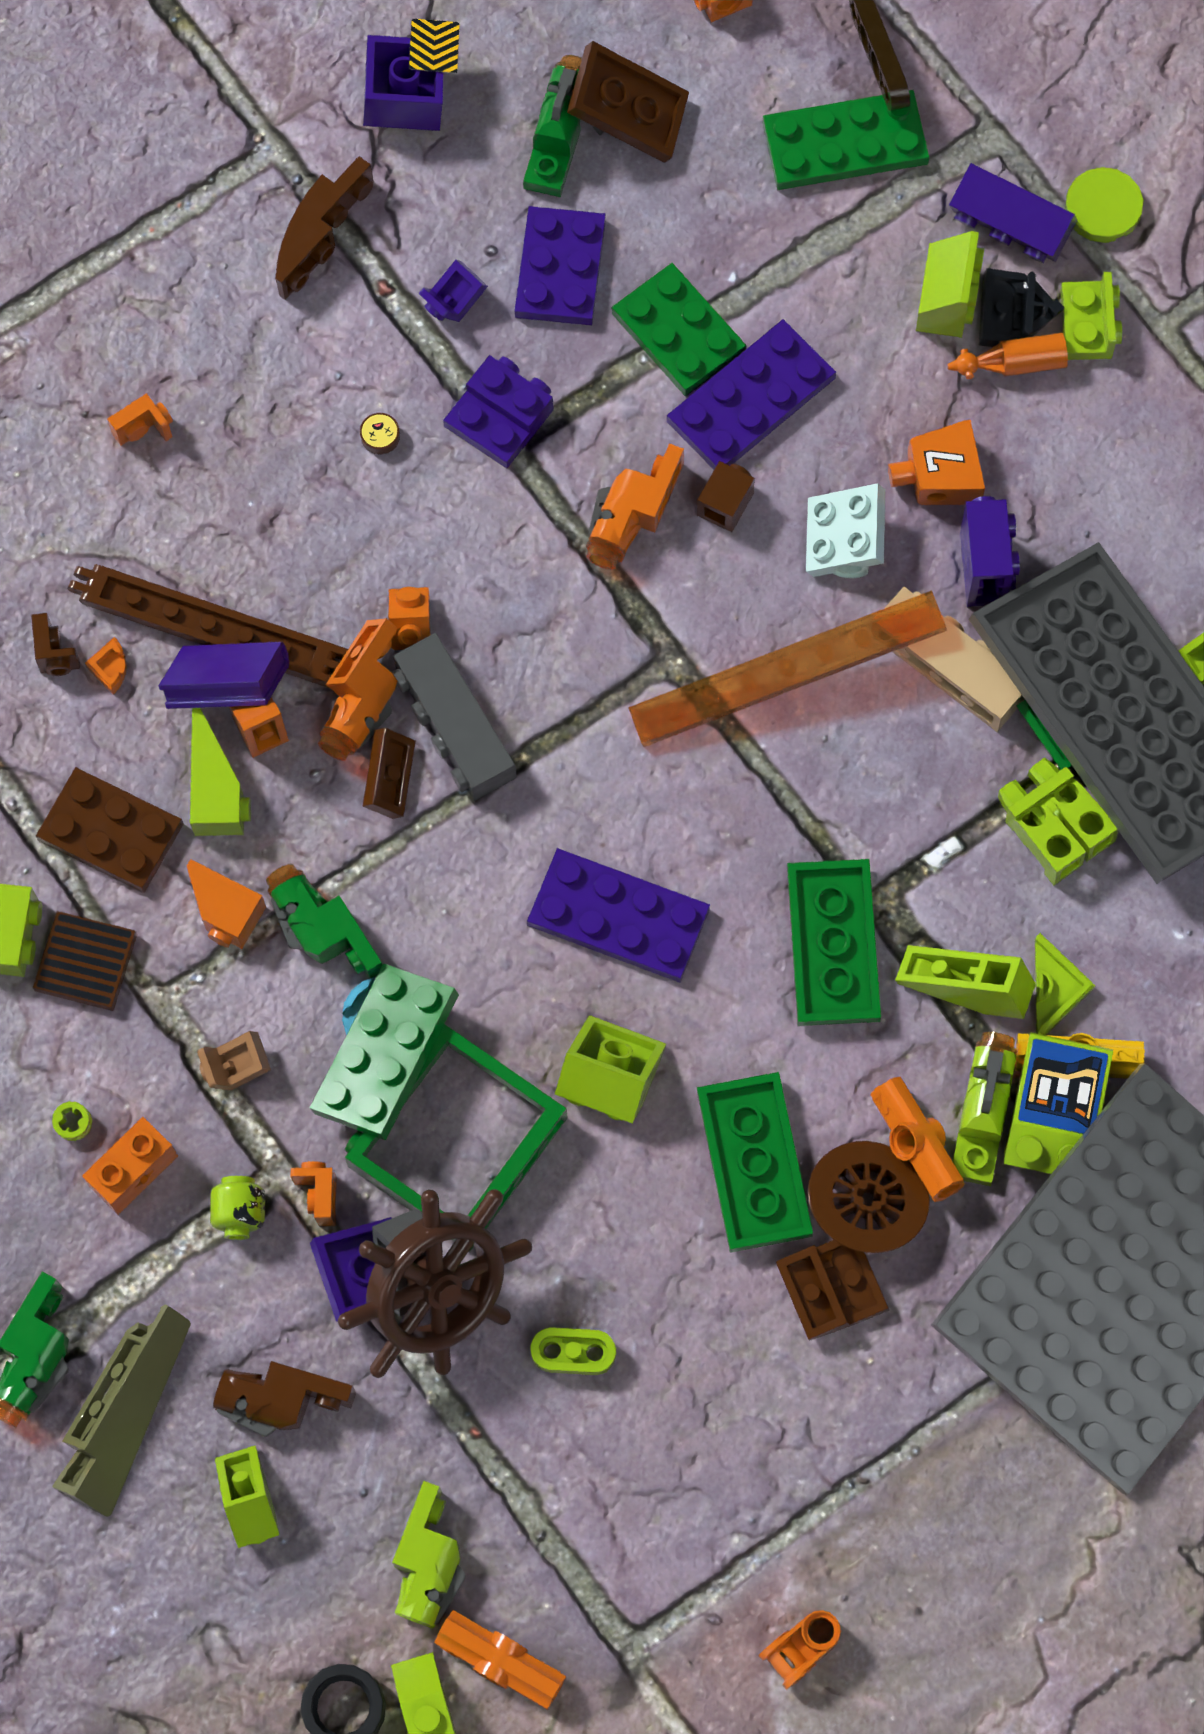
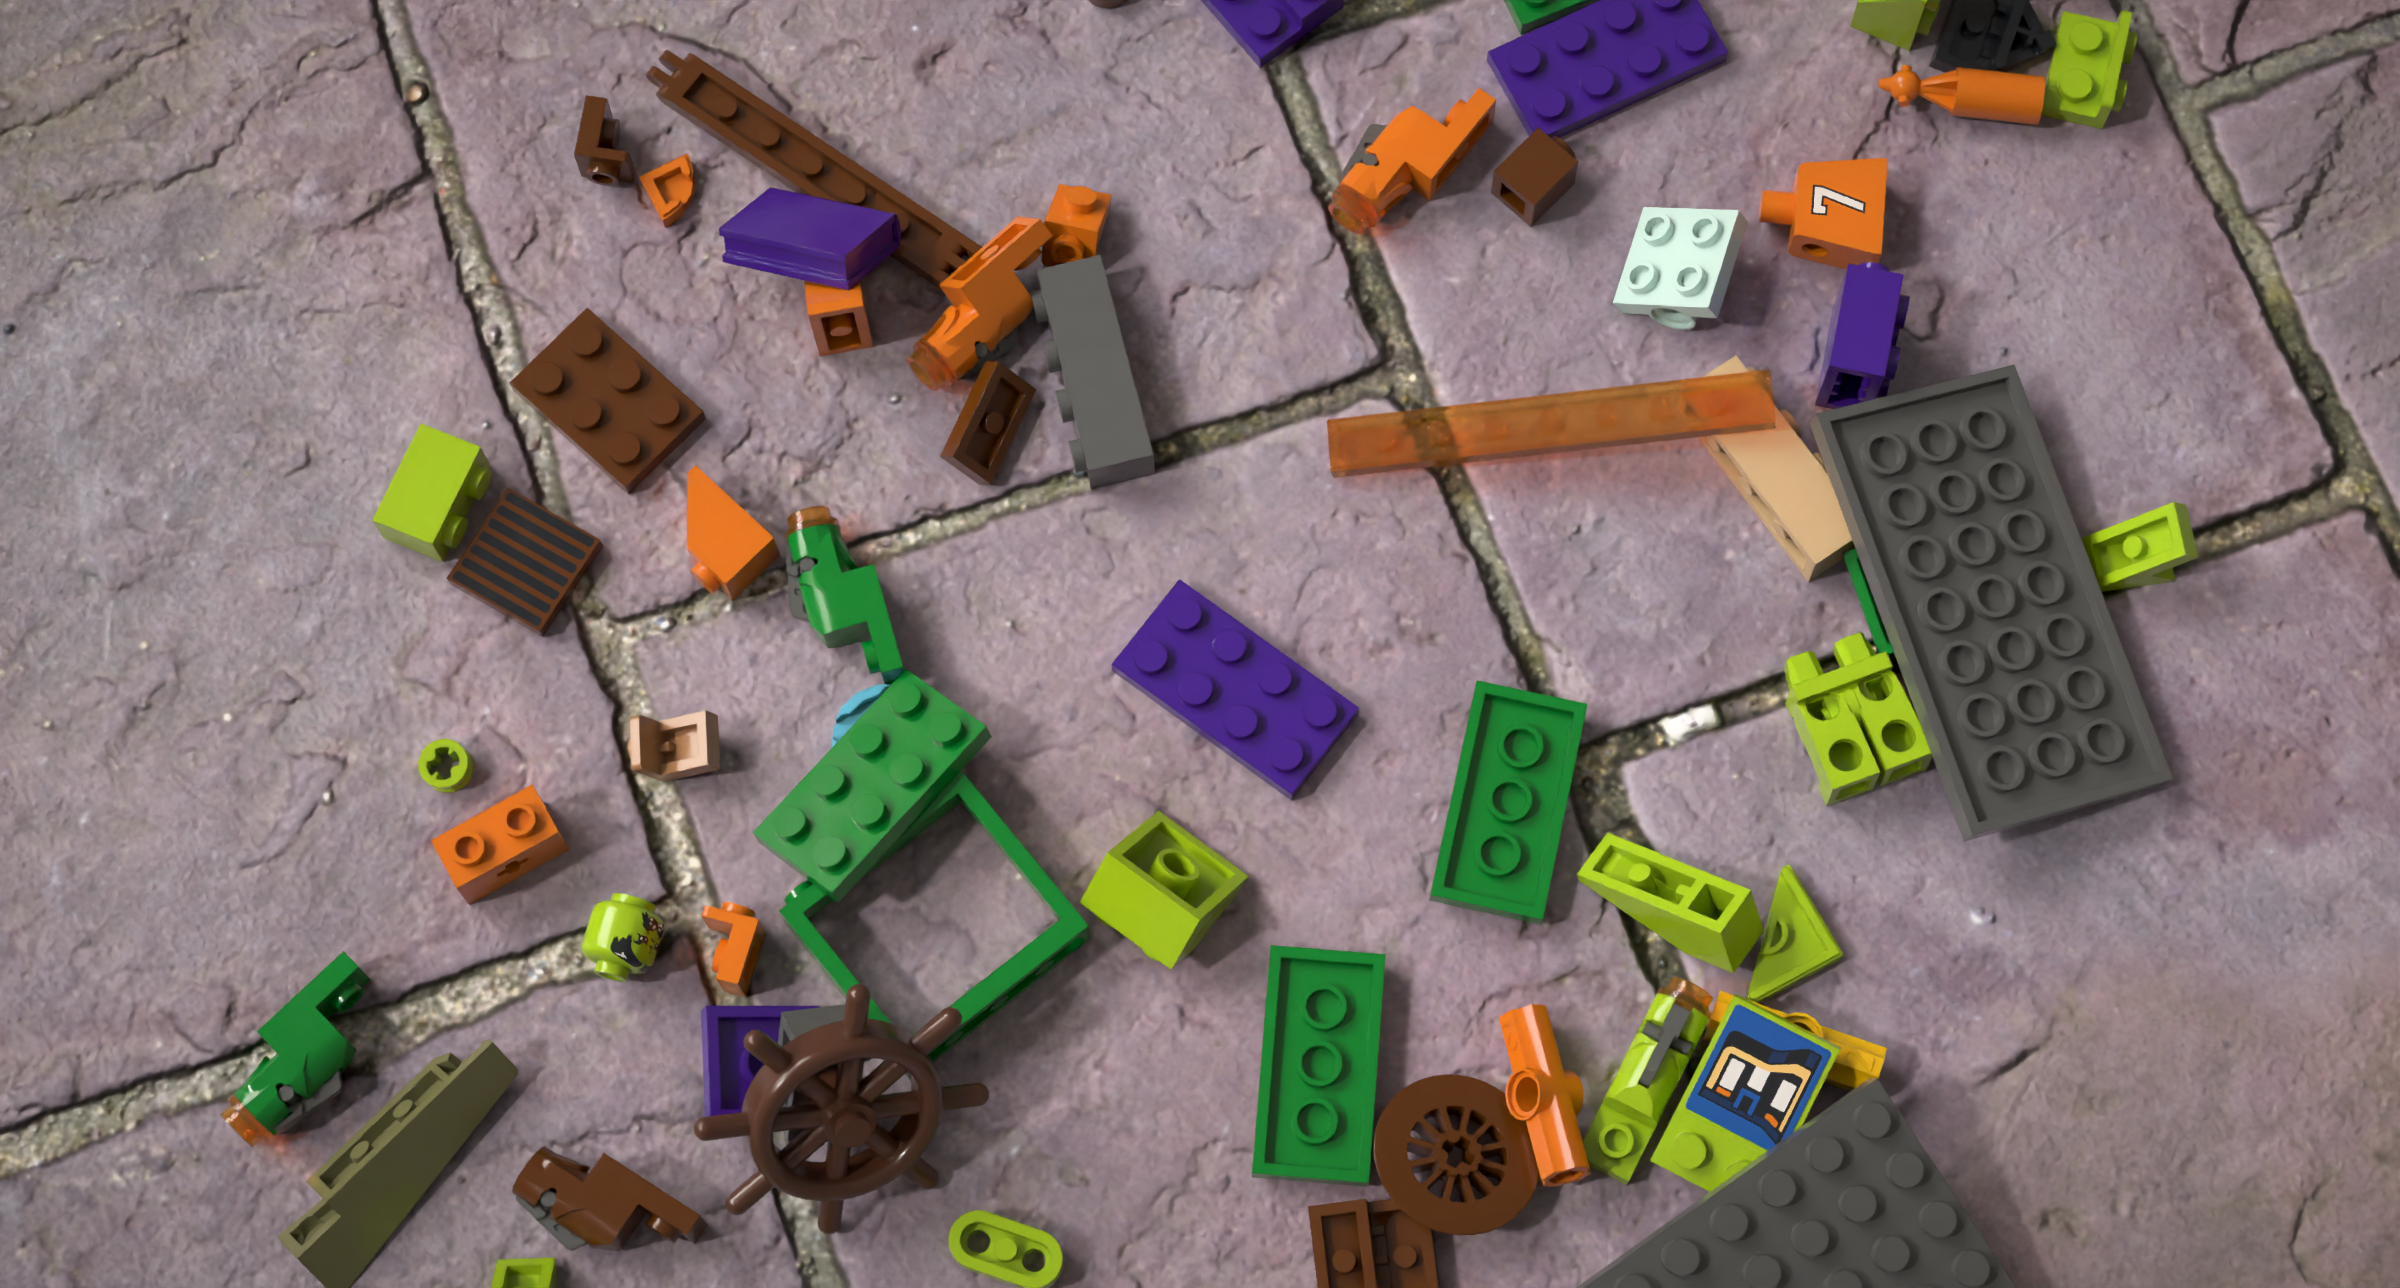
camera: 15 degrees right, 0 degrees up
(215, 793) = (755, 390): lime slope -> none

